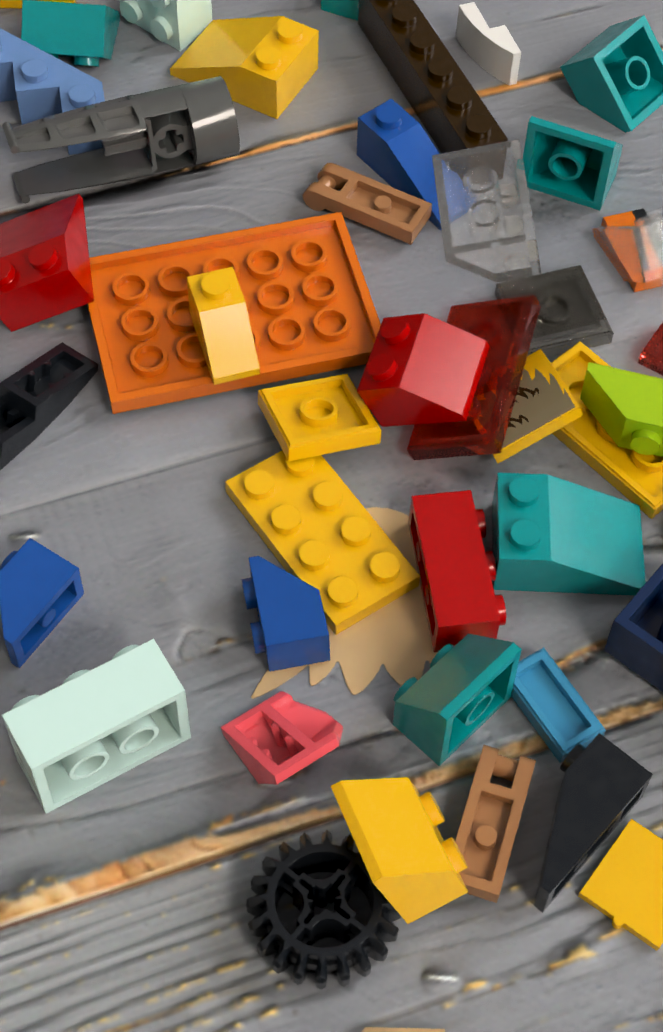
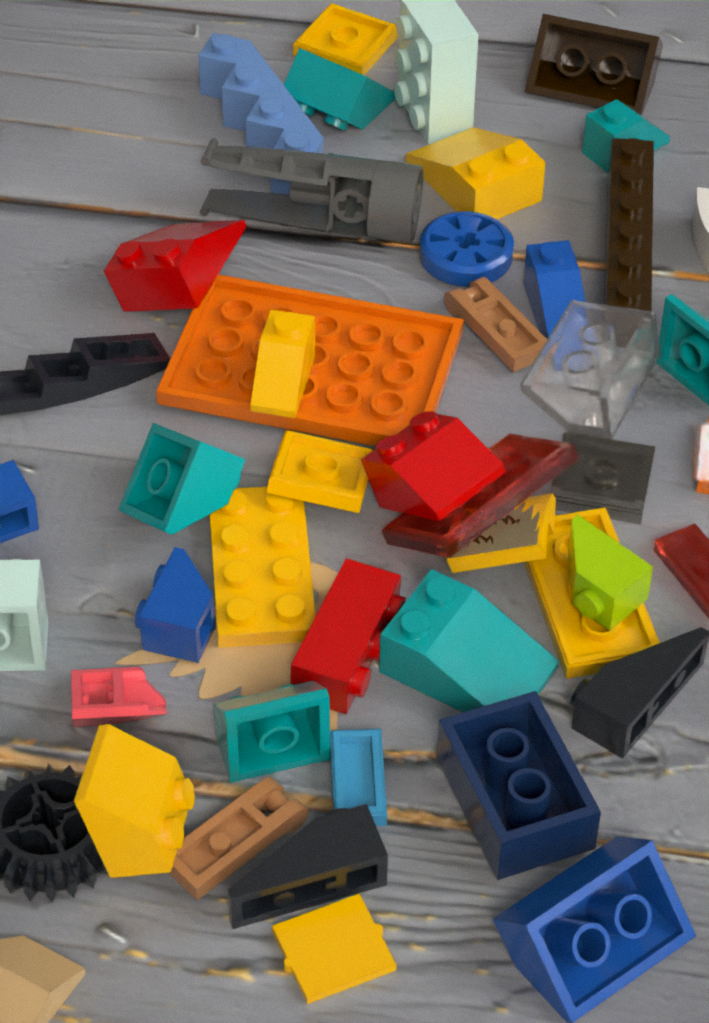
camera: 30 degrees right, 10 degrees down
(203, 488) = (179, 480): none -> teal slope
(289, 161) = (445, 244): none -> blue wheel

